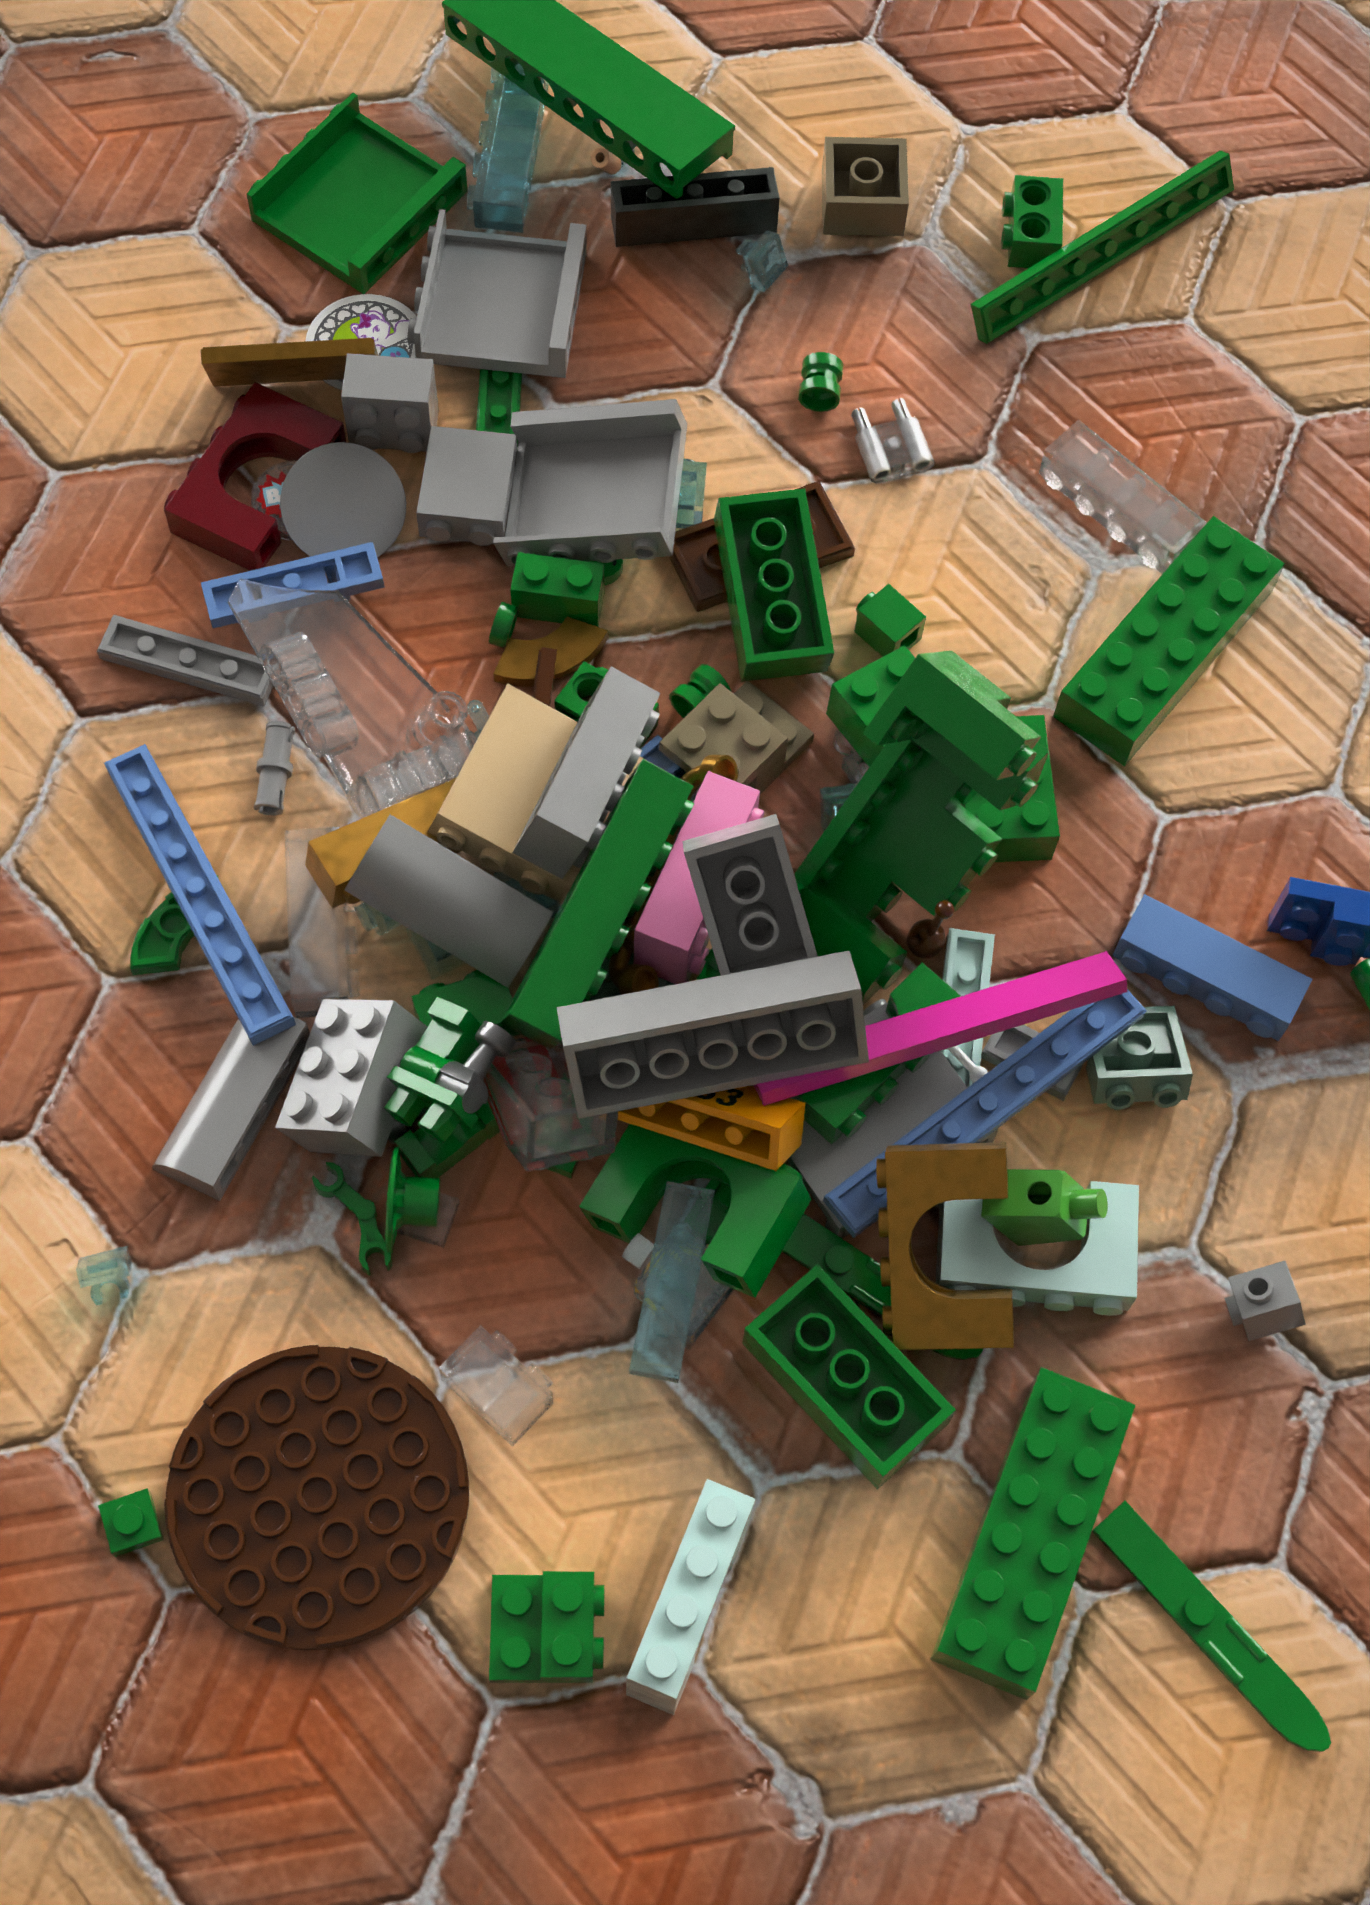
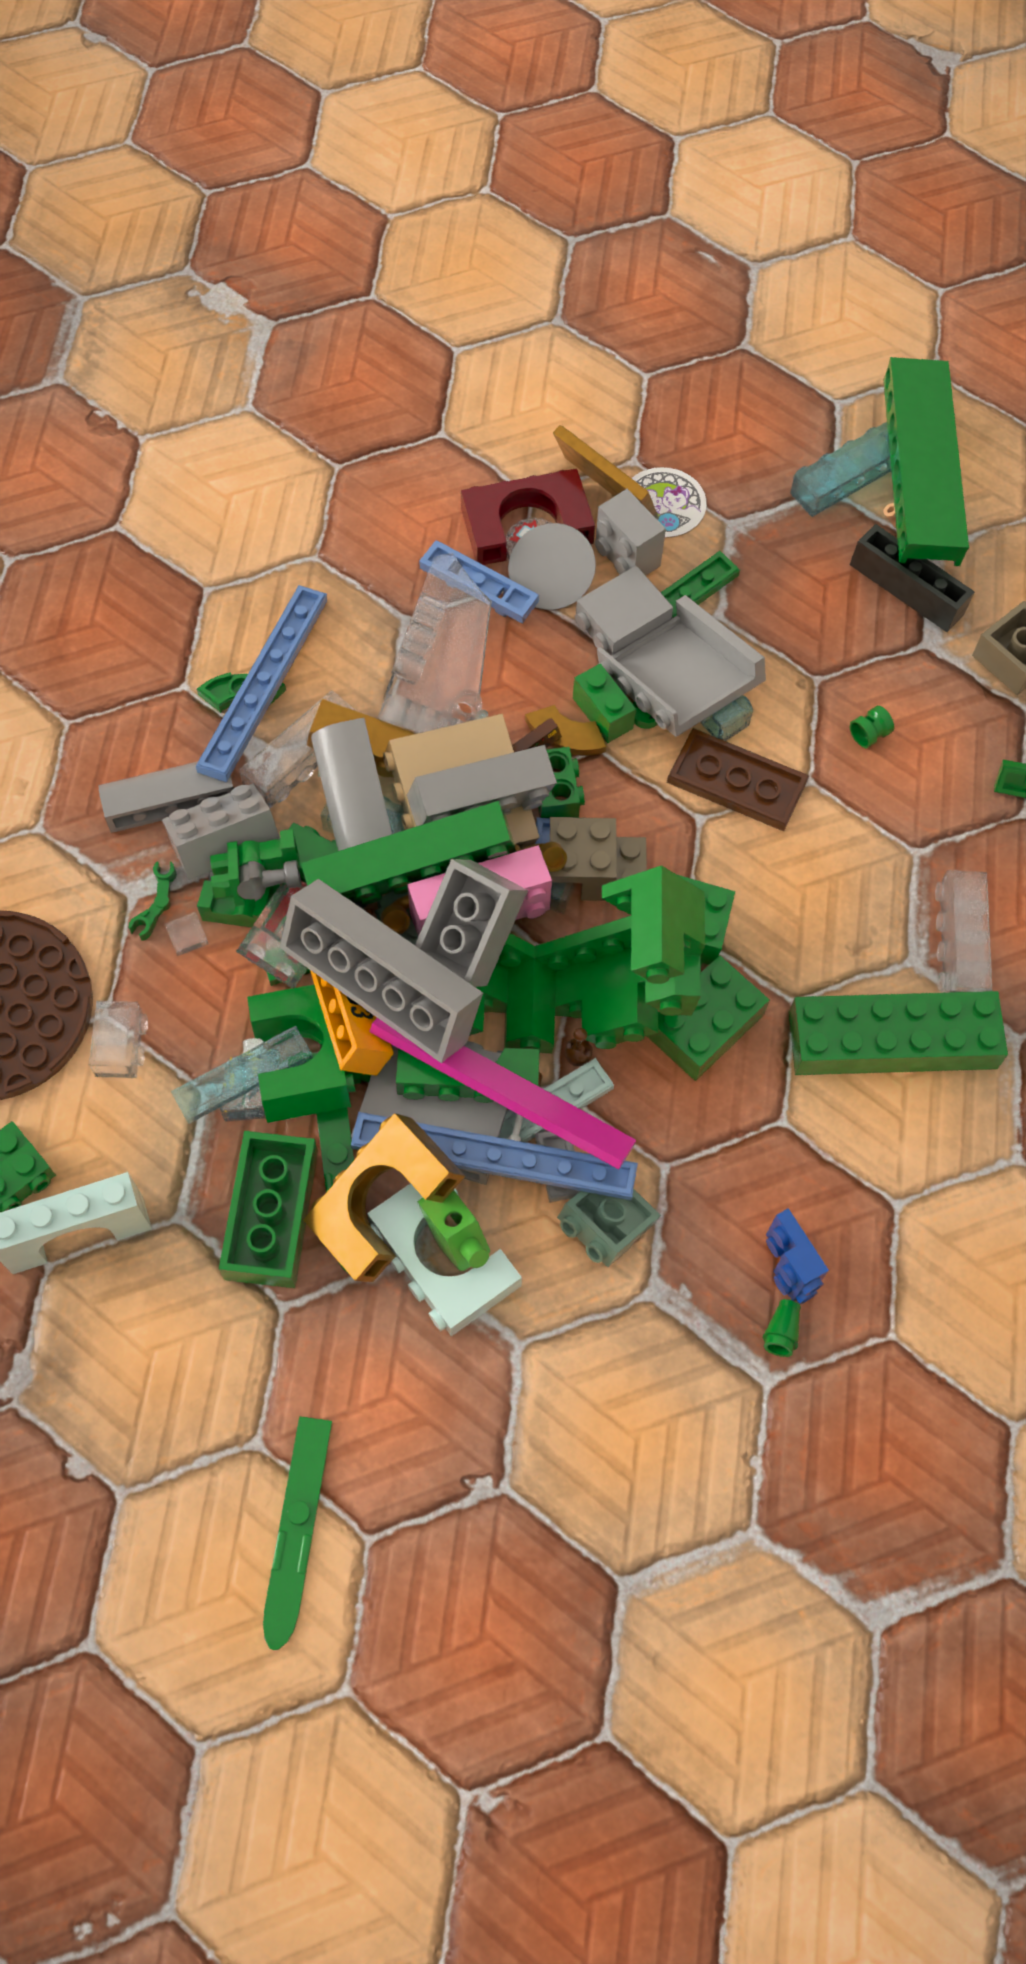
camera: 50 degrees right, 0 degrees up
(104, 1268) = (24, 809): clear light blue tile -> none
(185, 660) = (391, 569): light grey tile -> none
(274, 768) = (369, 660): light grey pin -> none
(354, 196) = (744, 423): green panel -> none
(409, 1201) = (178, 915): green wheel -> none
(498, 300) = (752, 536): light grey panel -> none
(503, 625) = (558, 694): green tile -> none
(701, 683) = (621, 814): green wheel -> none
(763, 260) = (918, 638): clear light blue tile -> none
(773, 585) = (710, 799): green brick -> none
(888, 621) = (754, 879): green brick -> none
(893, 447) = (871, 796): clear piece -> none
(1033, 1534) = (262, 1381): green brick -> none
(1211, 968) = (704, 1218): medium blue brick -> none
(1265, 1301) = (516, 1405): light grey brick -> none

